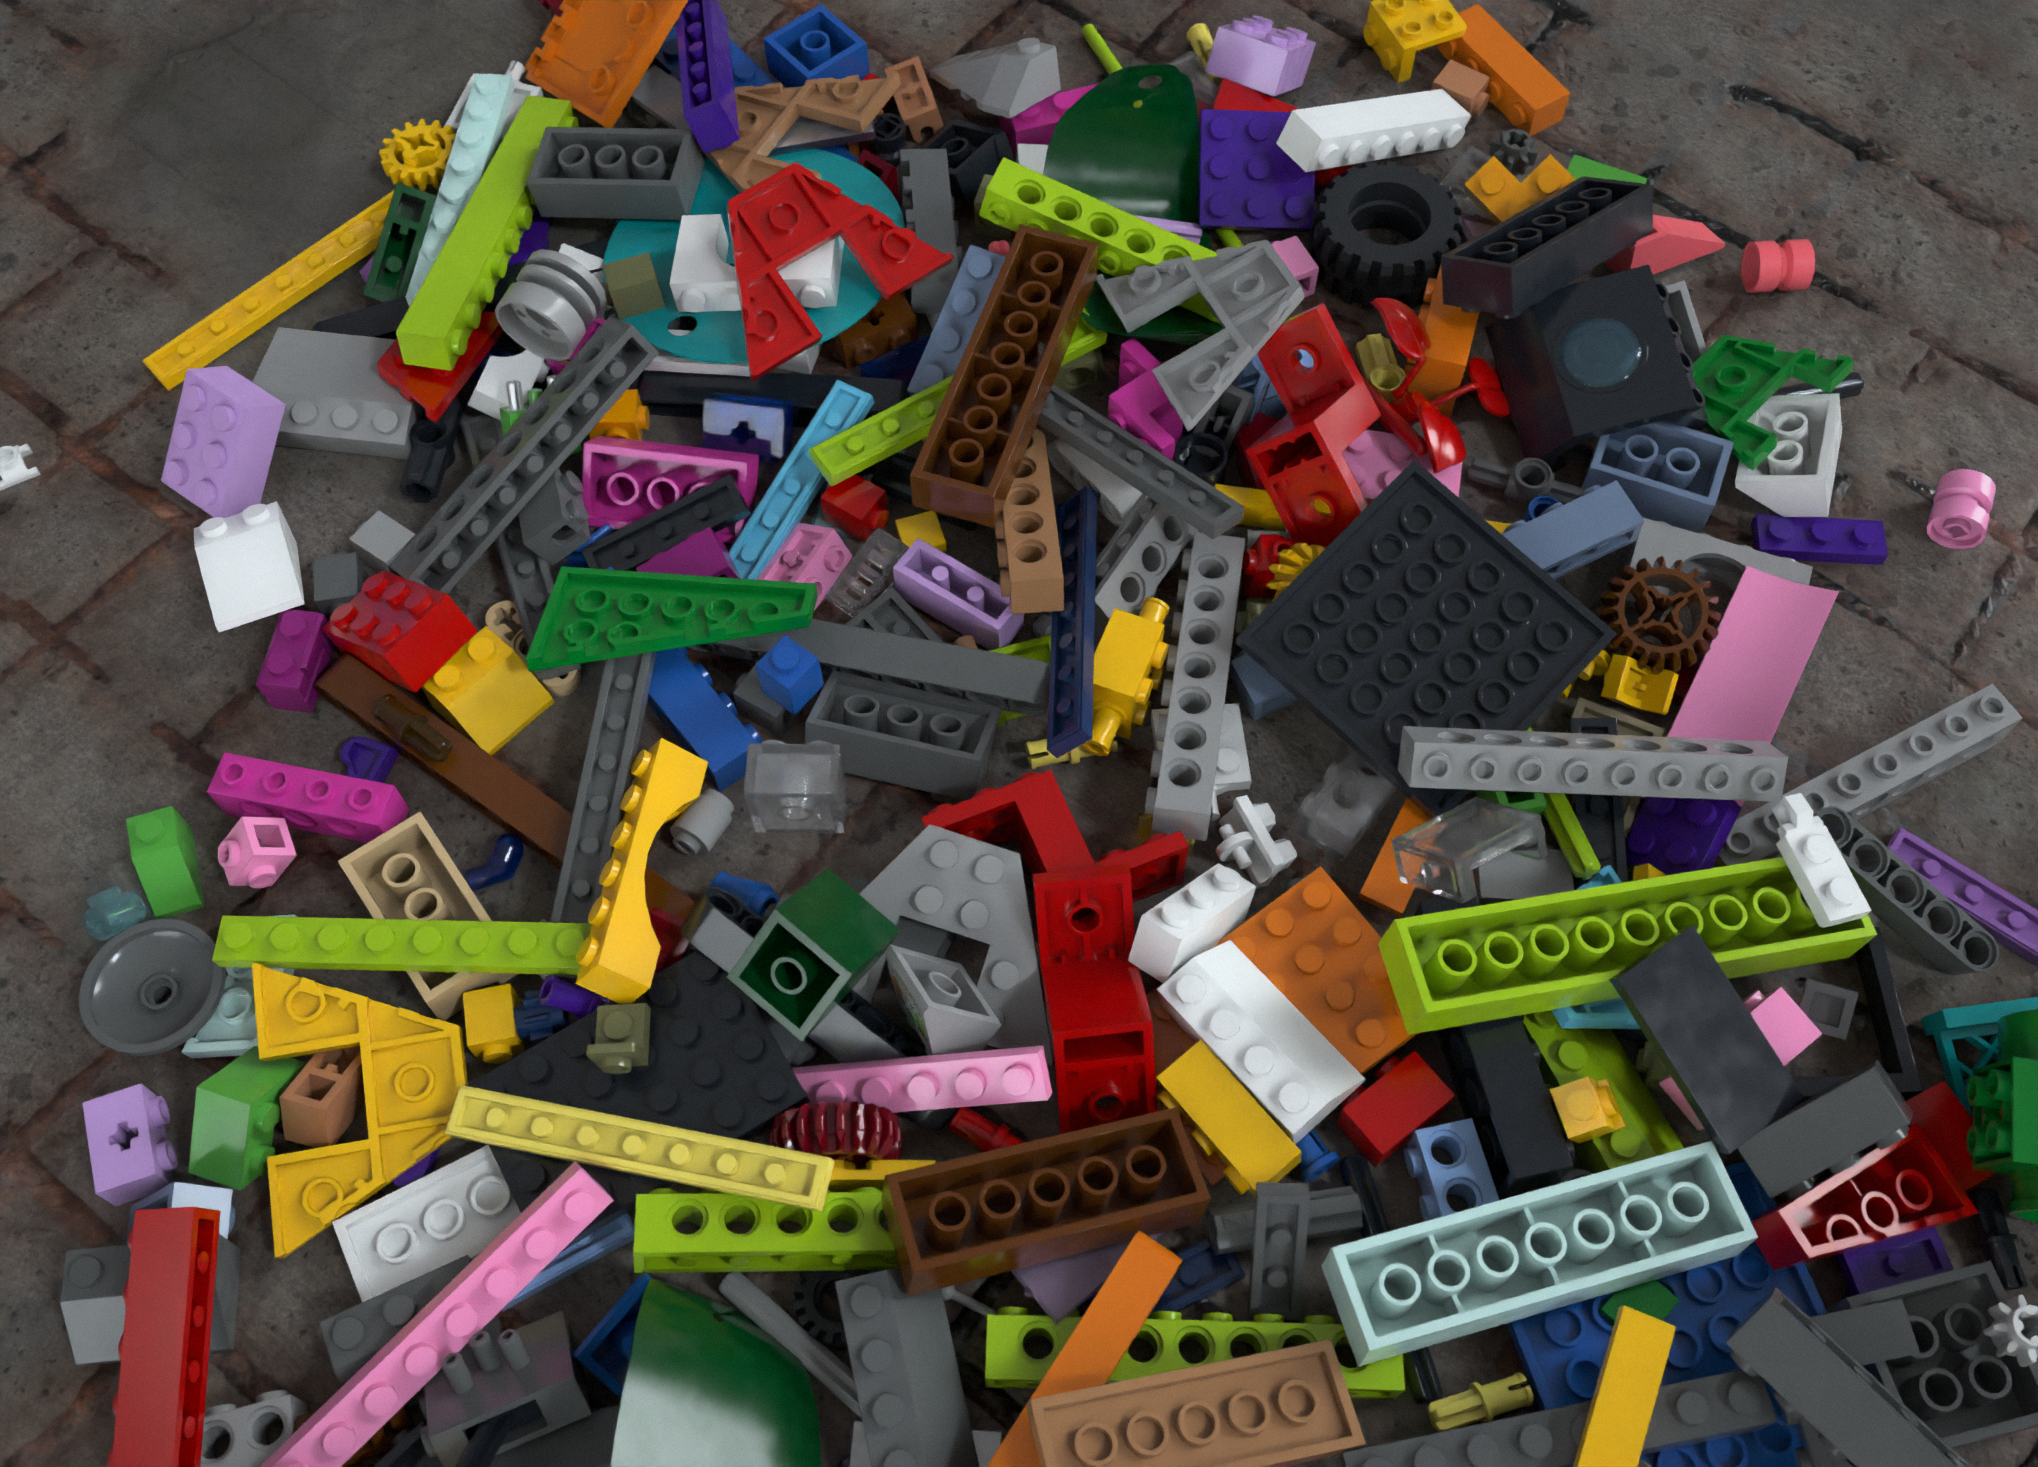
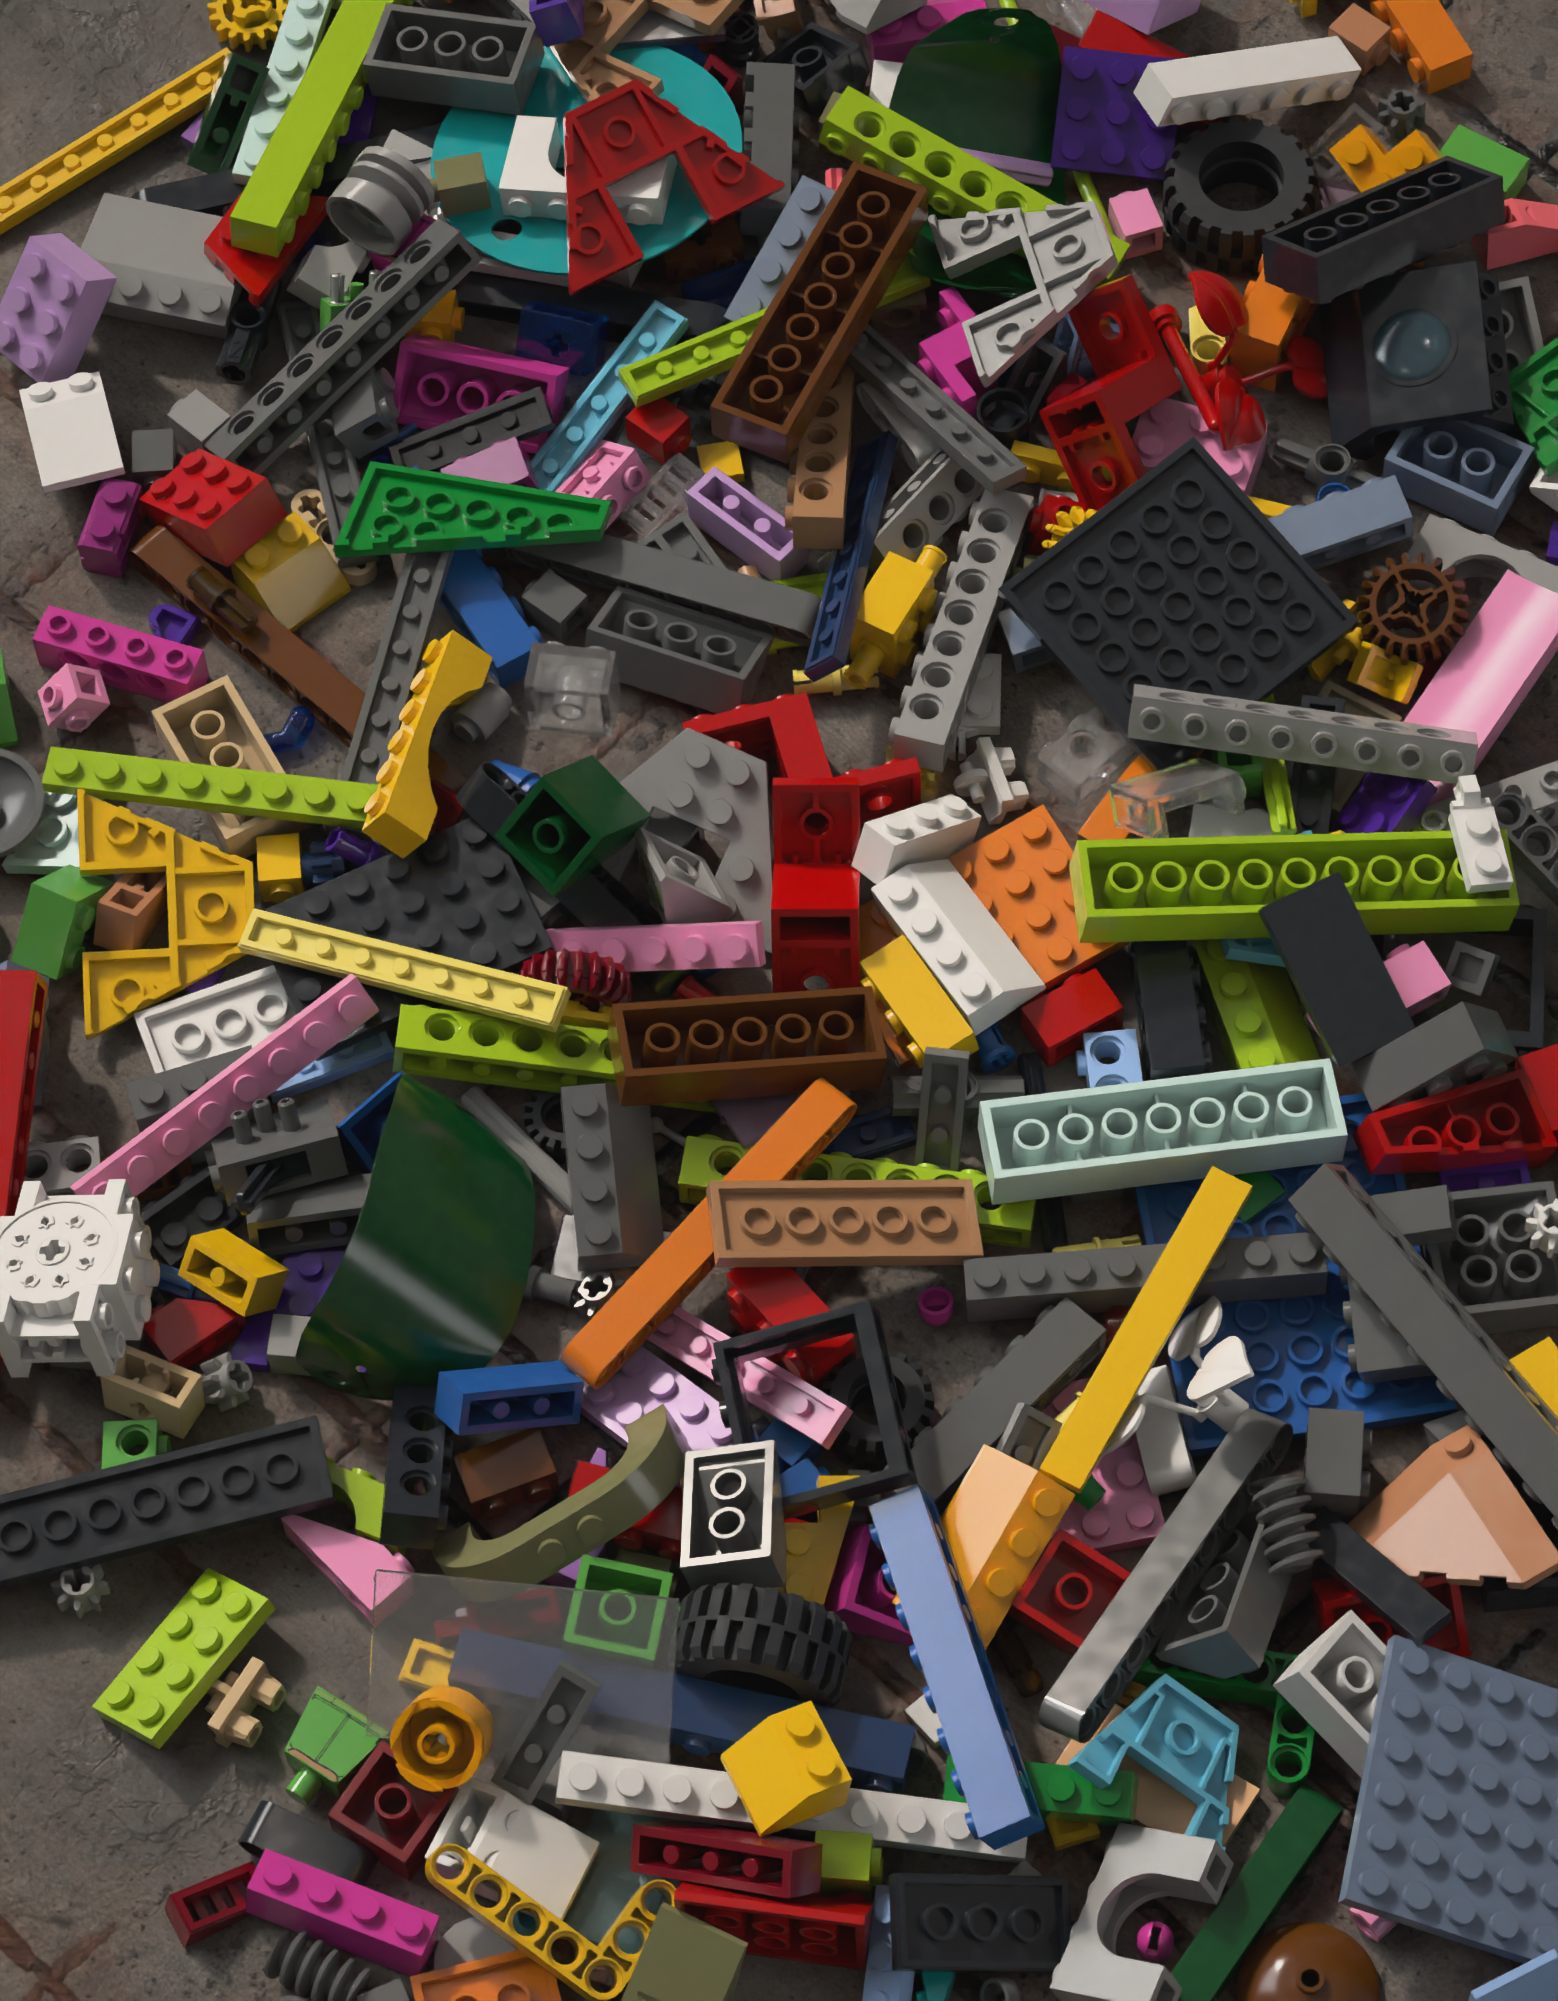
camera: 10 degrees right, 0 degrees up
(621, 1037) = (396, 882): olive bracket -> none
(789, 674) = (577, 584): blue brick -> none
(1587, 1109) = (1228, 1023): yellow brick -> none

